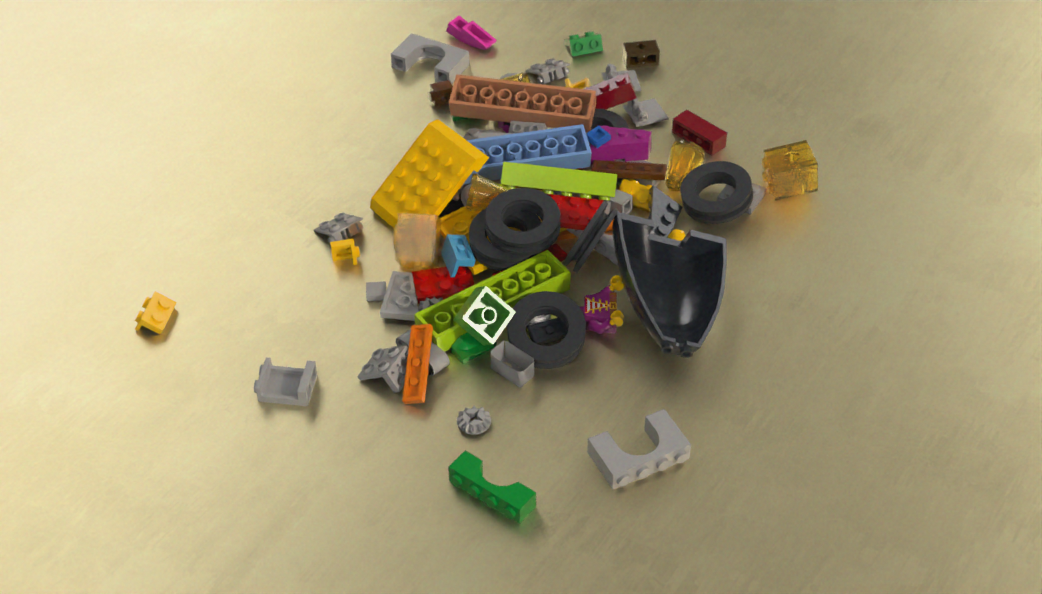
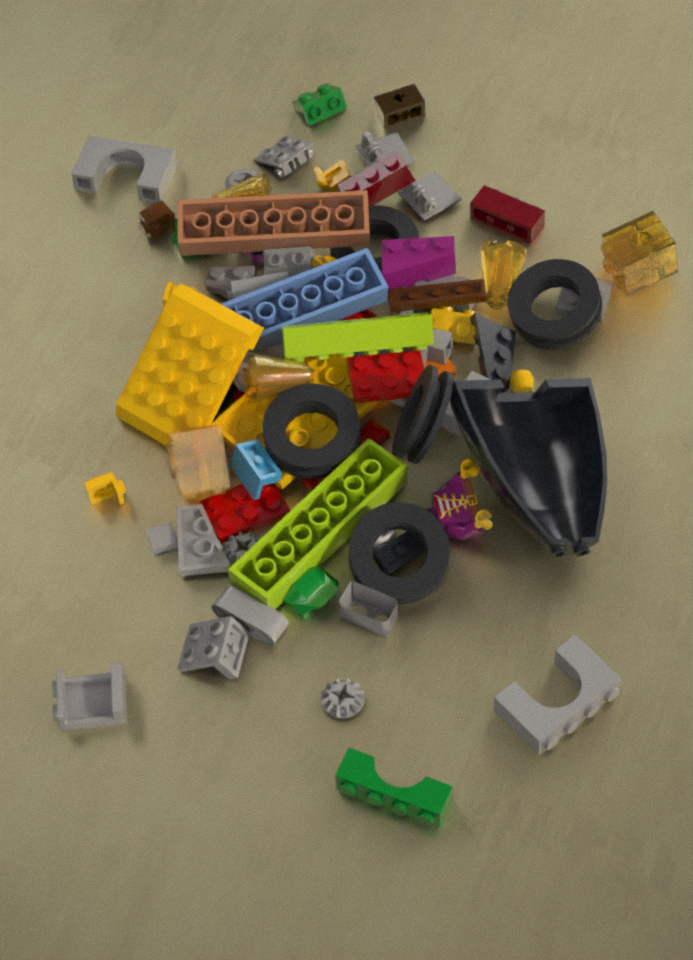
camera: 10 degrees left, 10 degrees up
(340, 227) = (86, 454): light grey hinge -> none
(417, 364) = (252, 637): orange tile -> none
(470, 33) = (165, 117): dark pink slope -> none
(484, 315) = (320, 556): bright green brick -> none
(517, 241) = (333, 440): black tyre -> none
(598, 136) = (389, 259): blue tile -> none

